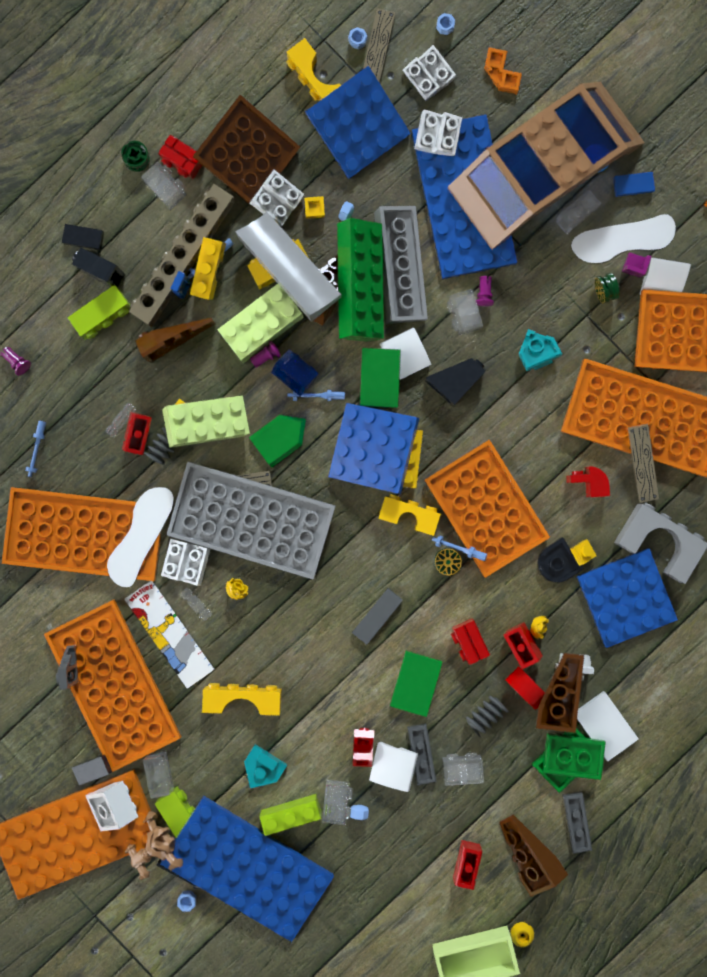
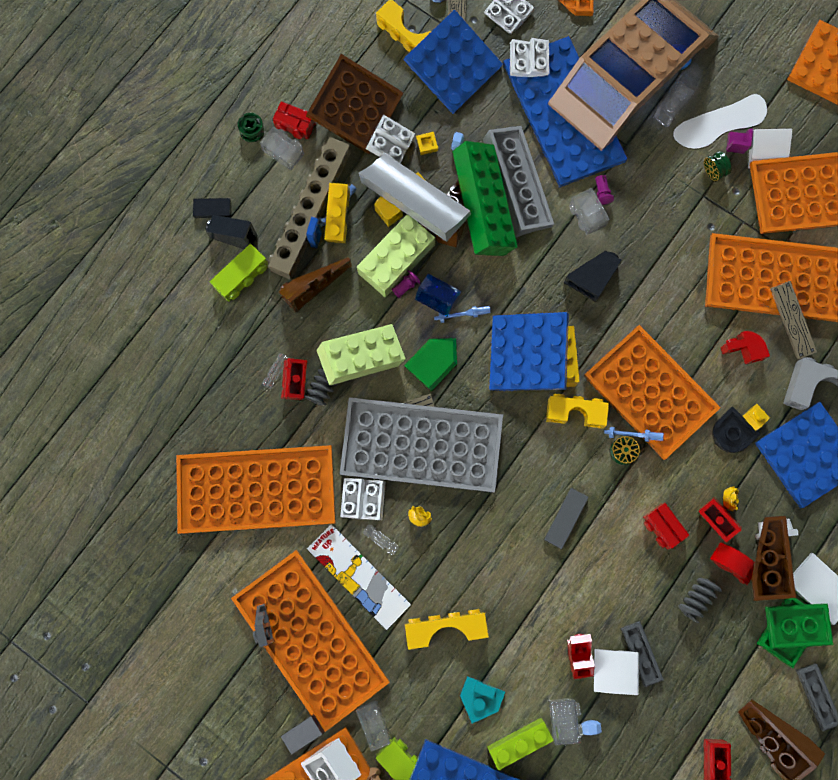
camera: 10 degrees left, 10 degrees down
(17, 363) = (166, 334): magenta pin -> none
(39, 435) = (196, 400): medium blue piece -> none
(148, 519) = (318, 466): white sticker -> none
(380, 377) = (521, 284): green tile -> none
(412, 352) = (540, 260): white slope -> none
(416, 683) = (619, 580): green tile -> none
(462, 769) = (688, 661): clear brick -> none
(538, 350) = (666, 234): teal plate -> none
(634, 184) = (718, 72): blue tile -> none

